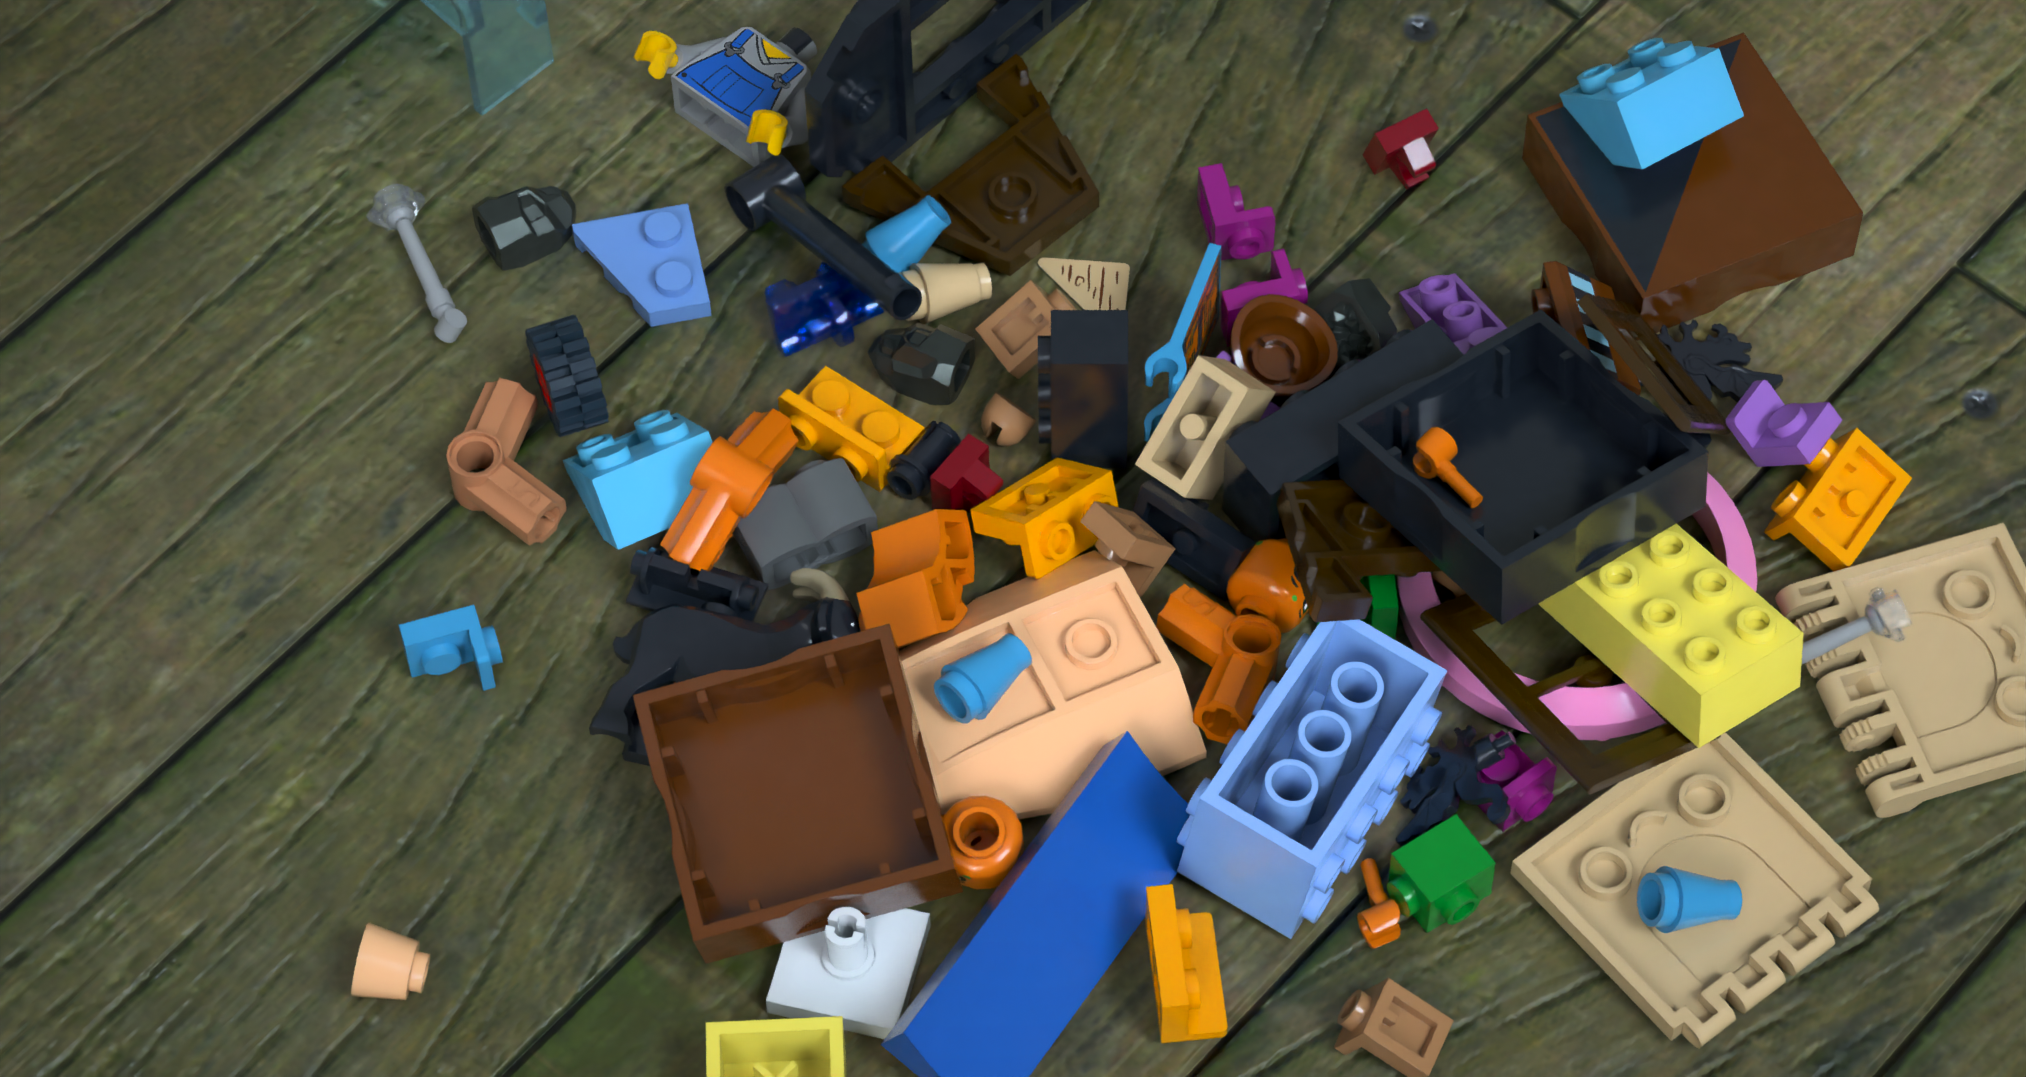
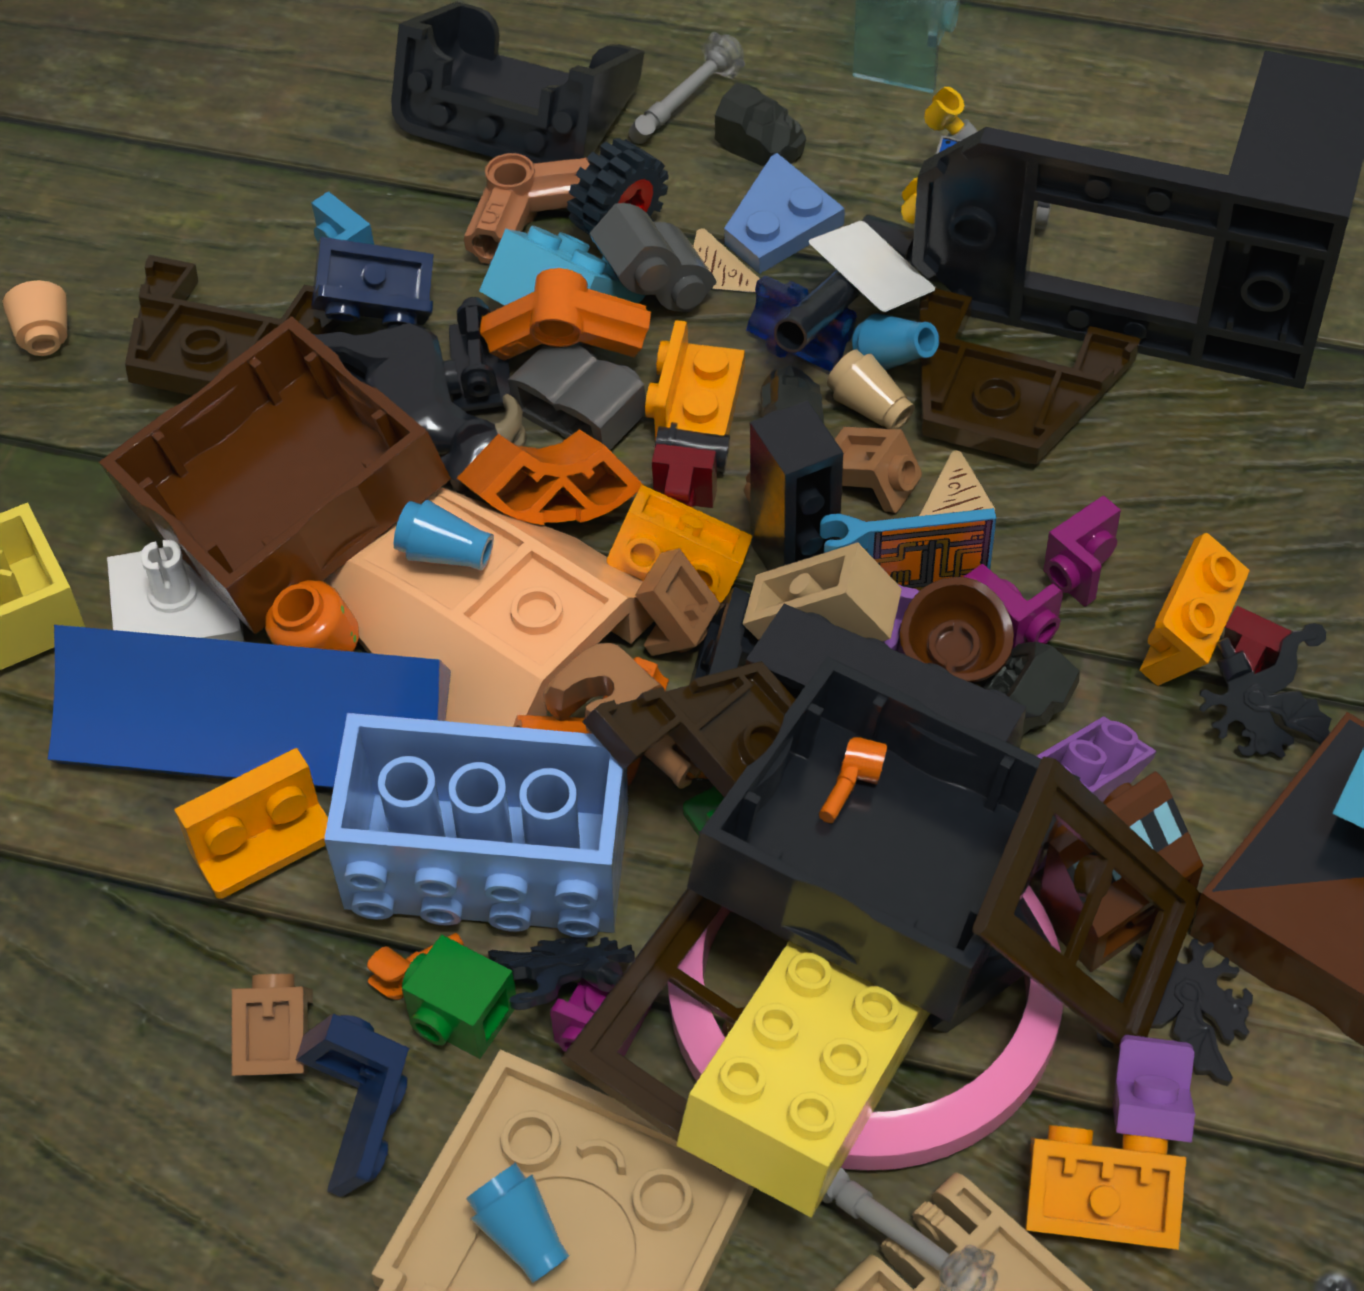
camera: 65 degrees right, 5 degrees down
(340, 417) = (468, 96): none -> black windscreen
(524, 826) = (188, 343): none -> dark brown wing
(552, 636) = (372, 282): none -> dark blue bracket
(684, 346) = (726, 267): none -> tan sticker
(686, 381) = (652, 258): none -> dark grey brick
(819, 207) = (872, 265): none -> white sticker
(1253, 593) = (613, 673): none -> medium nougat piece
(1354, 171) = (1194, 611): none -> light orange bracket
(1457, 162) = (1254, 695): none -> black piece
(1511, 980) = (374, 1064): none -> dark blue bracket

